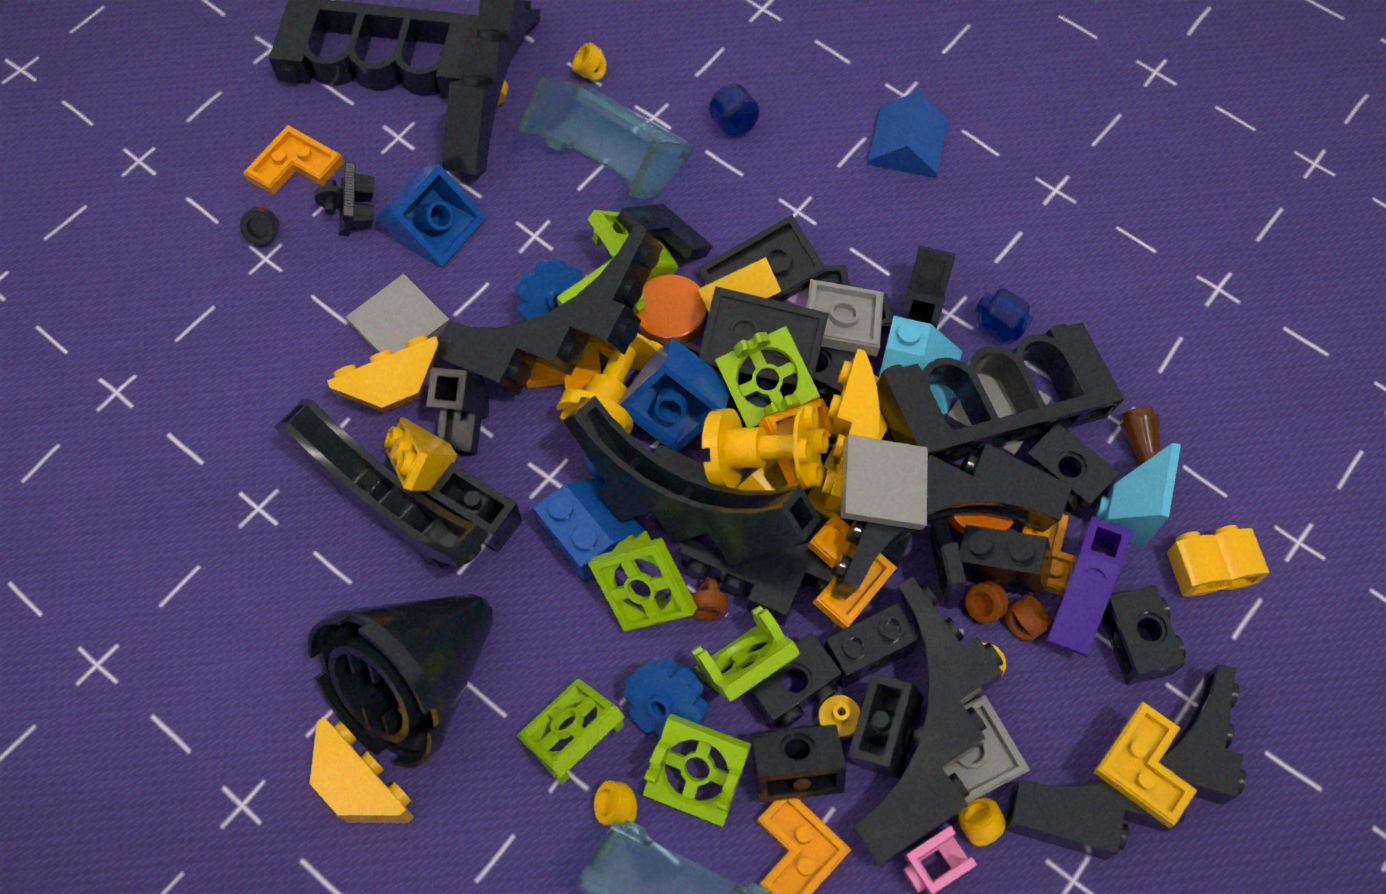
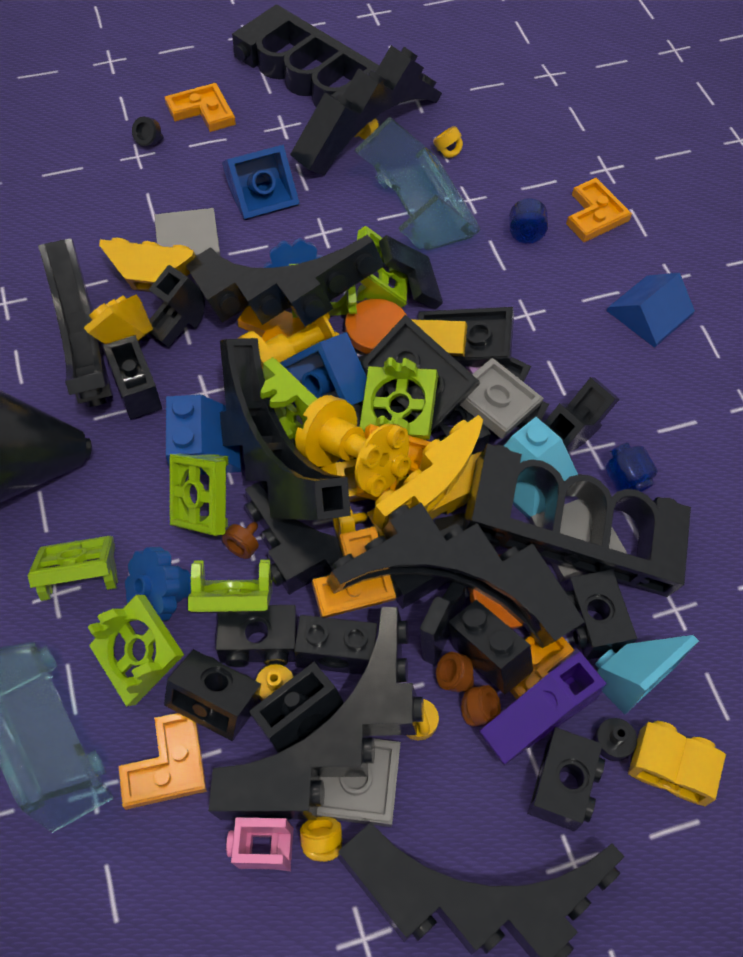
camera: 30 degrees right, 5 degrees down
(343, 197) = (212, 141): black hips -> none
(615, 803) = (62, 636): yellow tile -> none
(666, 434) = (283, 391): none -> lime piece
(793, 59) = (600, 212): none -> light orange tile
(884, 482) = (419, 518): light grey tile -> none
(1135, 768) = (470, 882): yellow tile -> none
(1142, 432) = (686, 617): reddish brown cone -> none
(1154, 569) = (617, 739): none -> black tile

